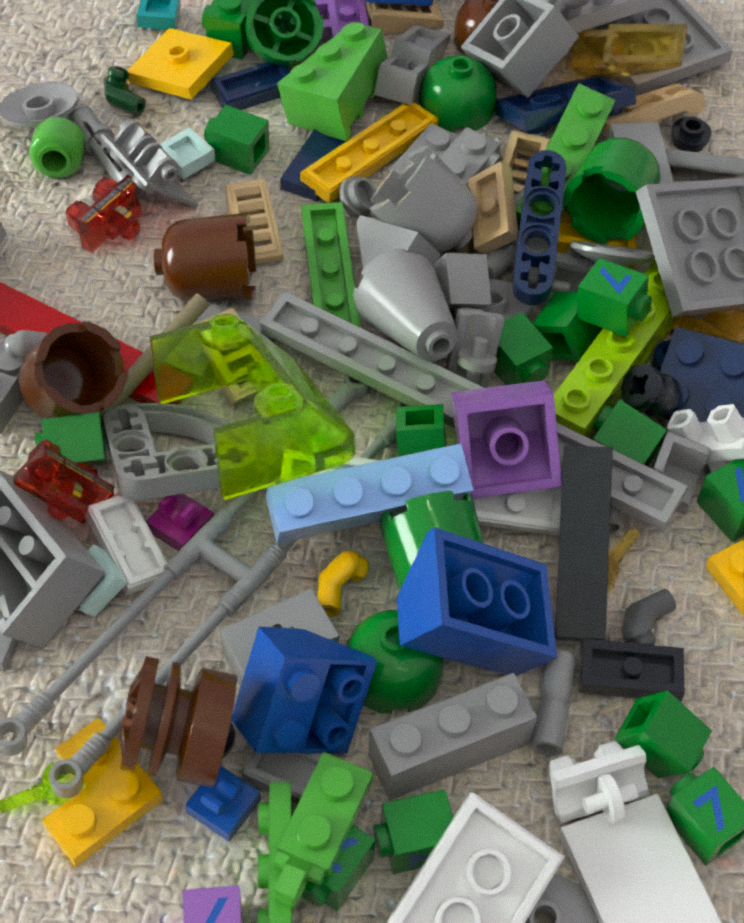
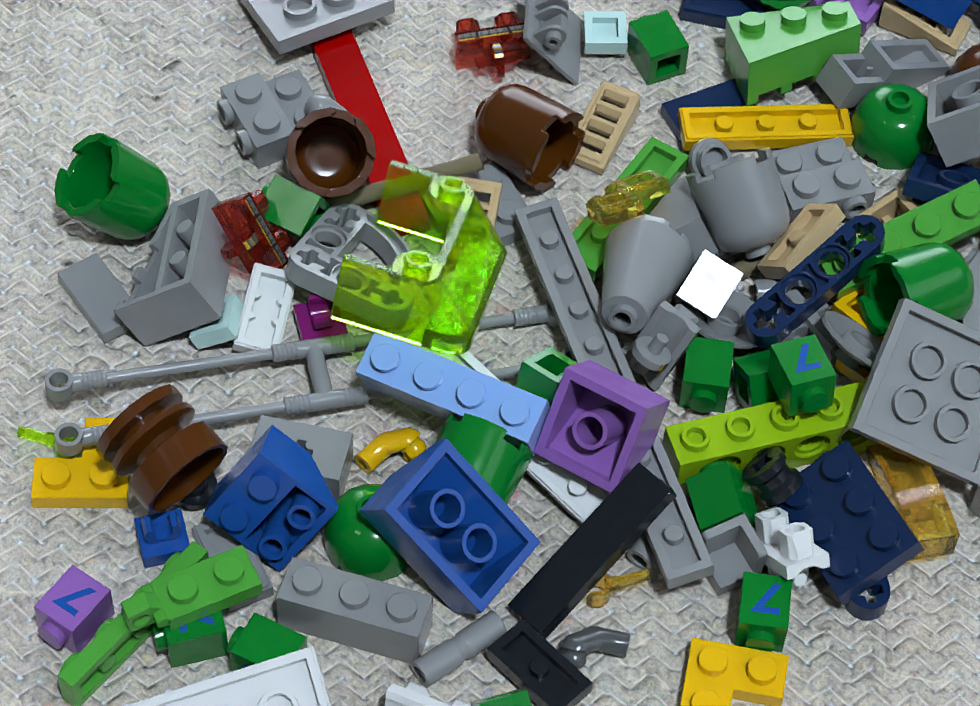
camera: 40 degrees right, 0 degrees up
(342, 257) = (626, 197): none -> clear yellow tile

